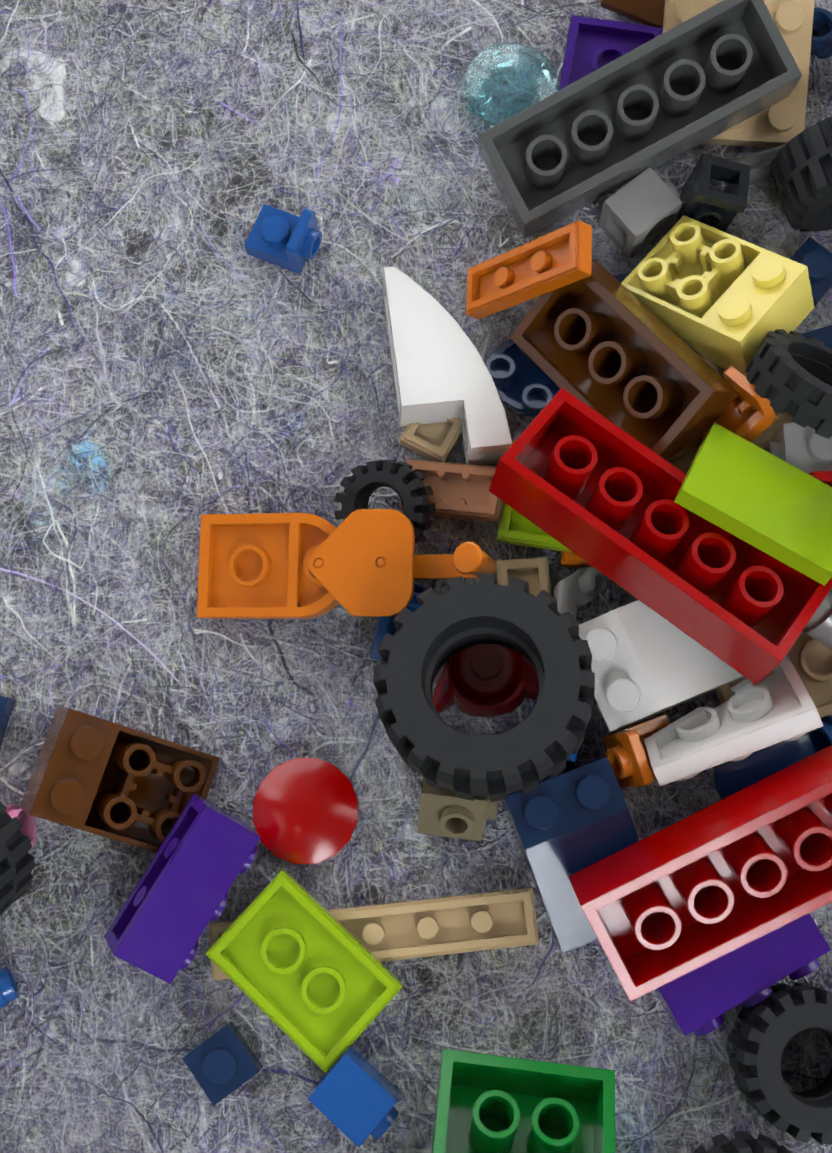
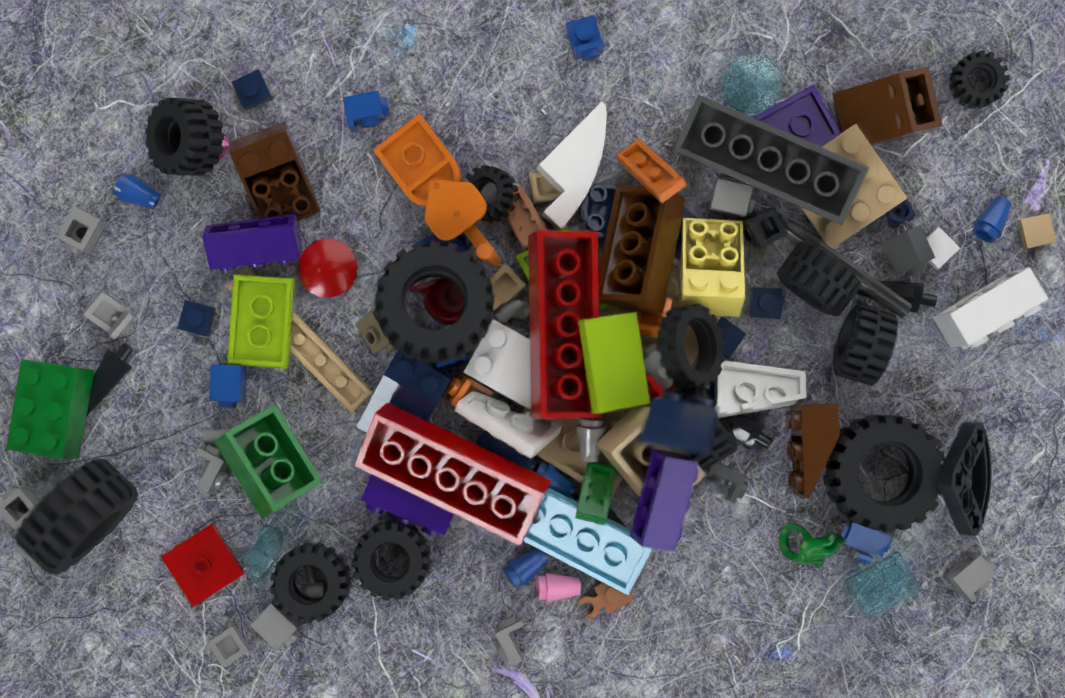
camera: 45 degrees right, 10 degrees up
(136, 583) = (365, 110): none -> blue brick

